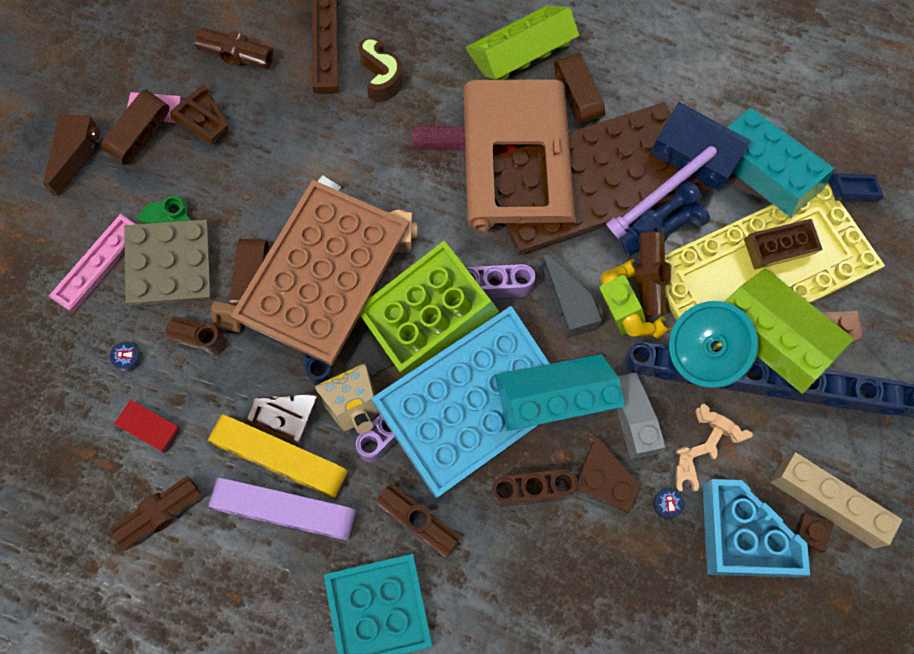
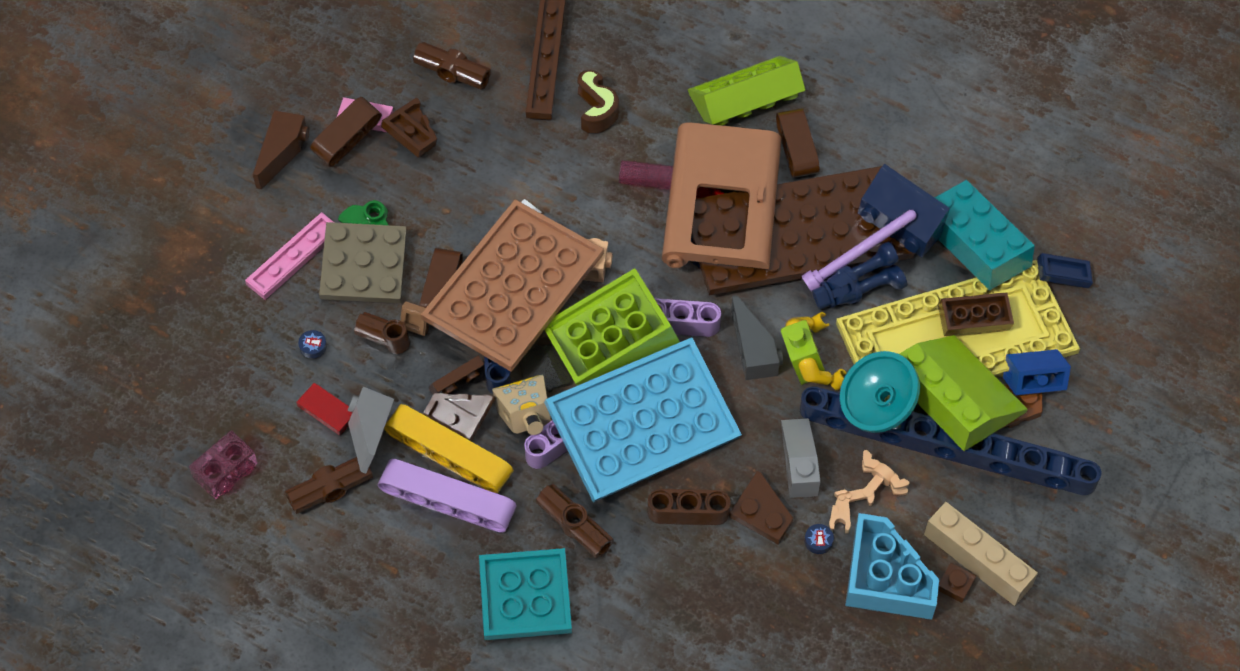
camera: 10 degrees right, 10 degrees down
(38, 501) = (218, 461): none -> clear pink brick
(188, 443) = (367, 423): none -> light grey slope
(268, 383) = (467, 371): none -> reddish brown plate
(558, 391) = (726, 423): teal slope -> none
(652, 273) = (838, 327): reddish brown piece -> none
(854, 297) = (1037, 372): none -> blue brick

